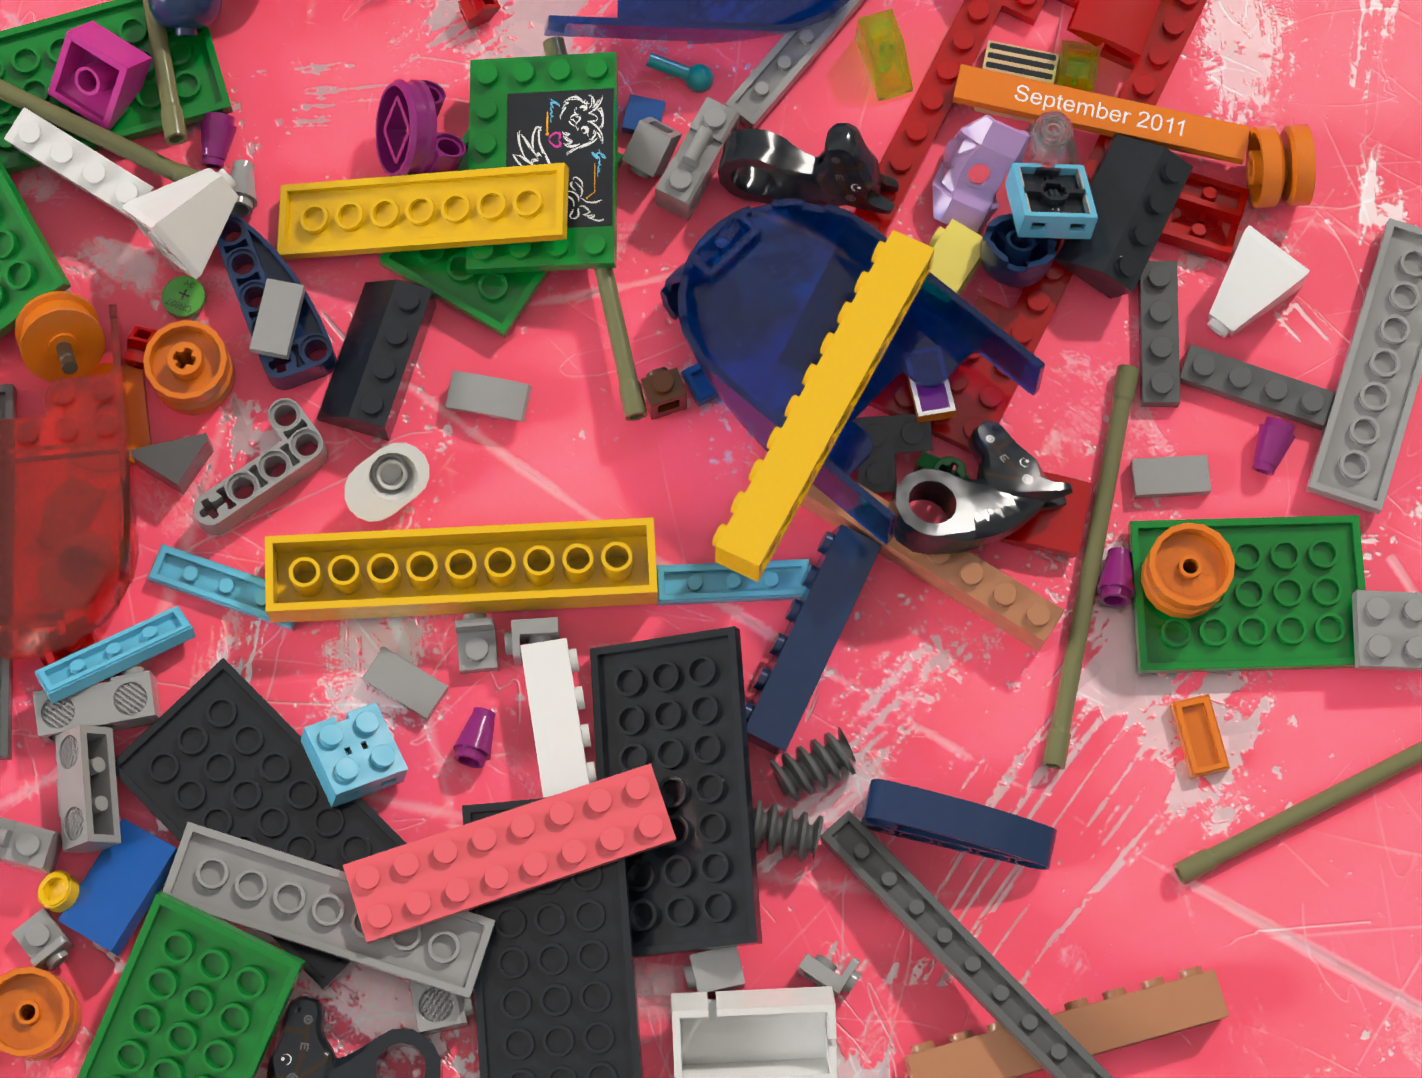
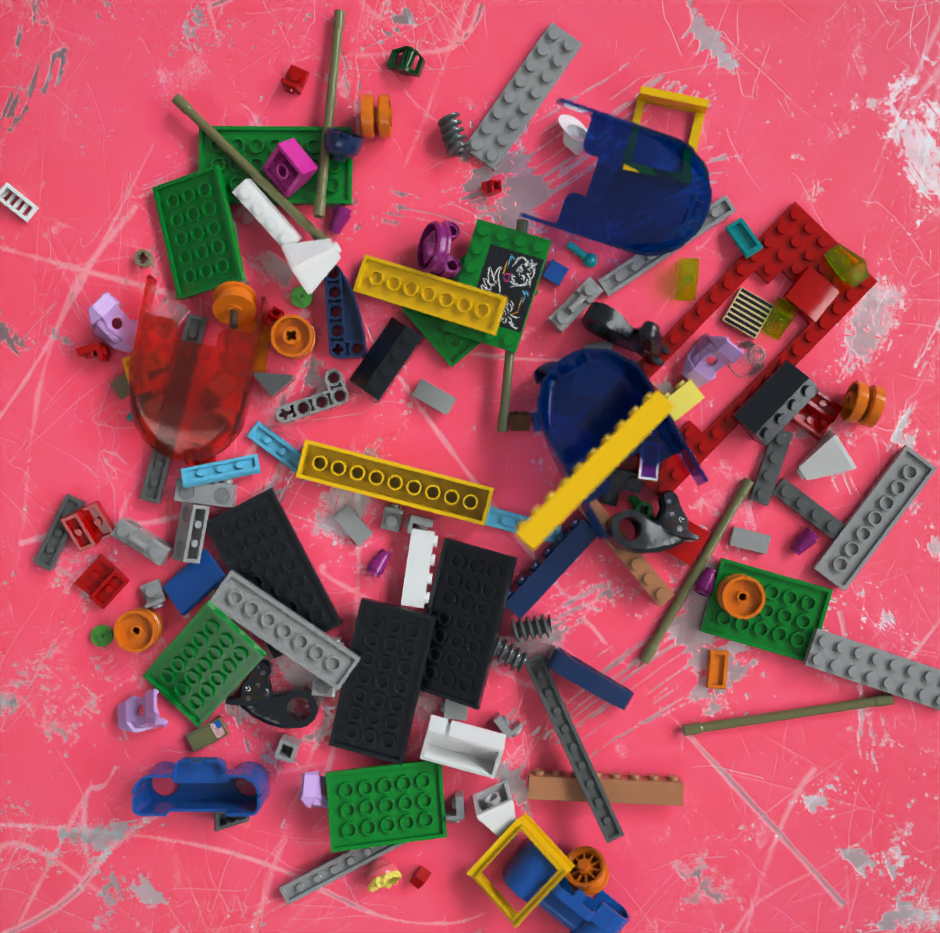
camera: 20 degrees right, 15 degrees up
(58, 891) = (166, 573): yellow tile -> none
(243, 174) = (346, 246): light grey cone -> none
(277, 318) = (342, 328): light grey tile -> none
(354, 755) = (319, 555): medium azure piece -> none
(386, 481) = (372, 426): white piece -> none
(509, 853) = (375, 632): coral plate -> none
(651, 147) = (553, 293): light grey brick -> none
(1015, 259) = (716, 407): dark blue cylinder -> none
(1051, 201) = (742, 389): piece -> none
(1102, 114) = (784, 346): orange tile -> none

